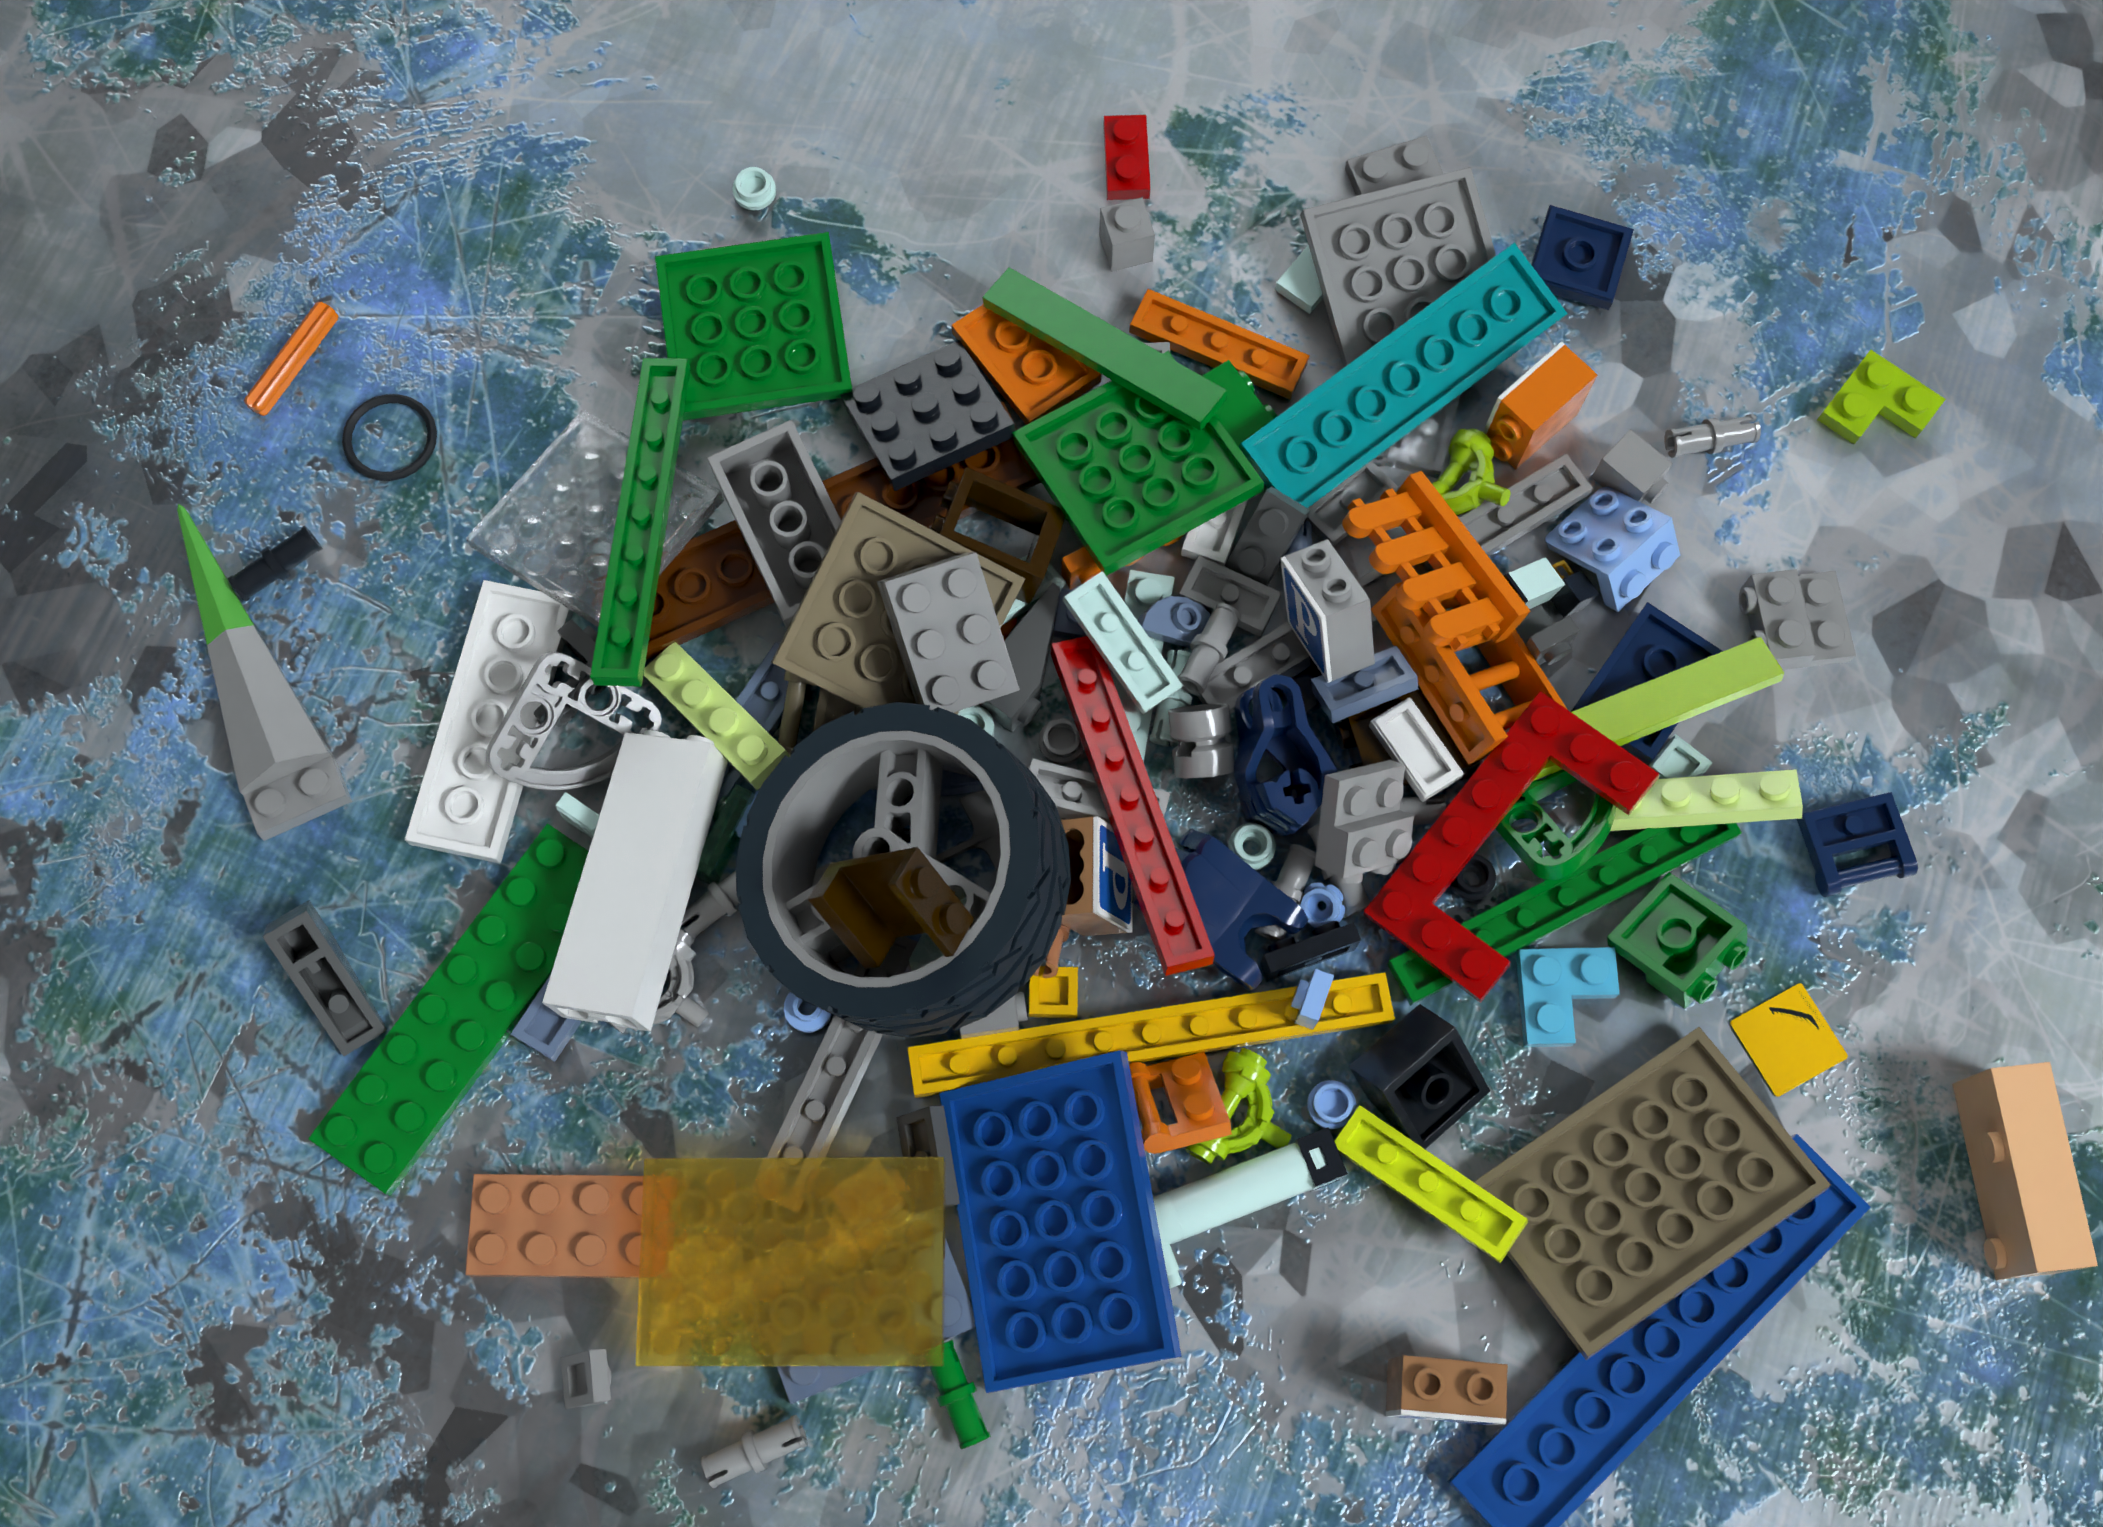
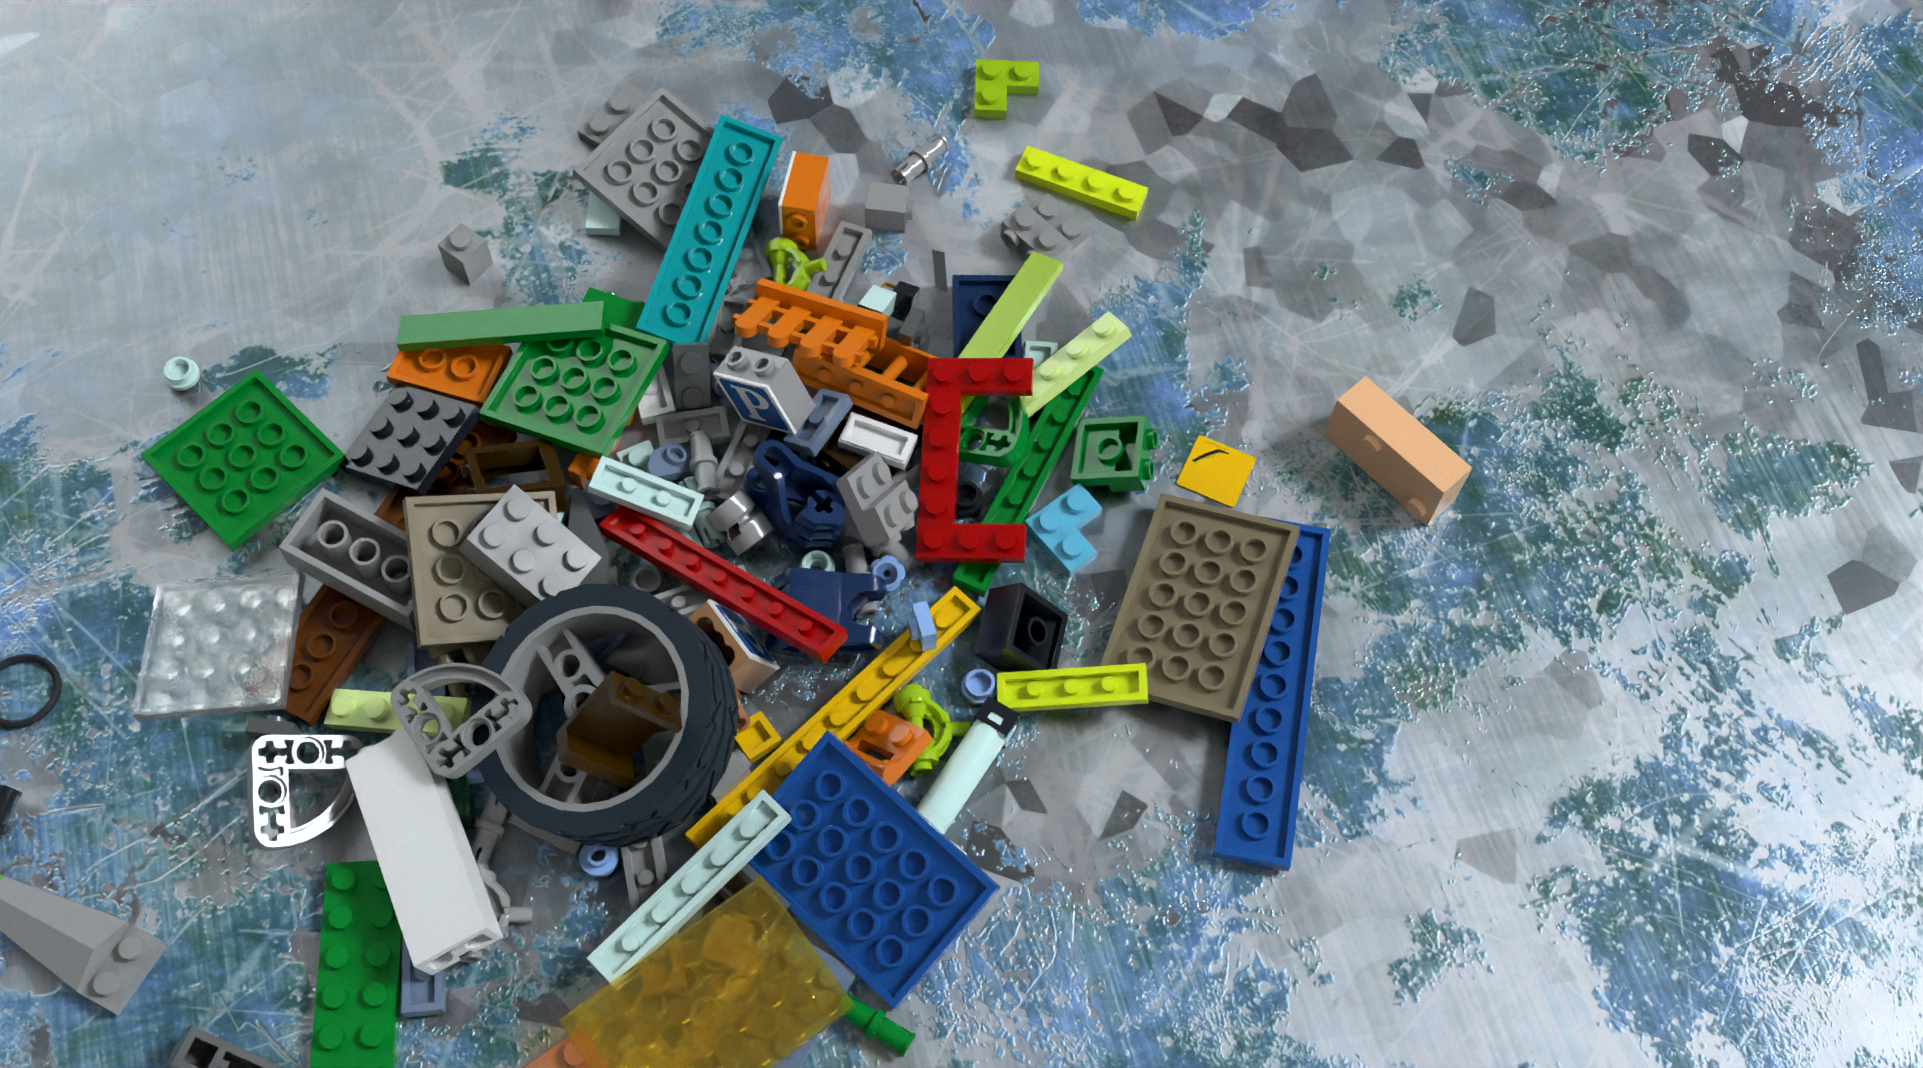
camera: 40 degrees left, 10 degrees down
(461, 799) = (250, 885): white plate -> none
(577, 814) = (350, 841): light aqua tile -> none
(641, 524) = (259, 621): green plate -> none
(730, 785) = (447, 737): none -> light grey beam
(868, 1114) = (691, 886): none -> light aqua plate
(1126, 157) = (429, 209): red plate -> none
(1217, 340) = (572, 283): orange plate -> none
(1328, 942) = (906, 592): black plate -> none
(1446, 1390) = (1172, 798): medium nougat piece -> none
(1581, 256) = (766, 103): dark blue plate -> none
(1618, 542) = (909, 249): light blue bracket -> none
(1855, 828) = (1164, 328): dark blue plate -> none
(1887, 583) = (1081, 182): none -> neon yellow plate

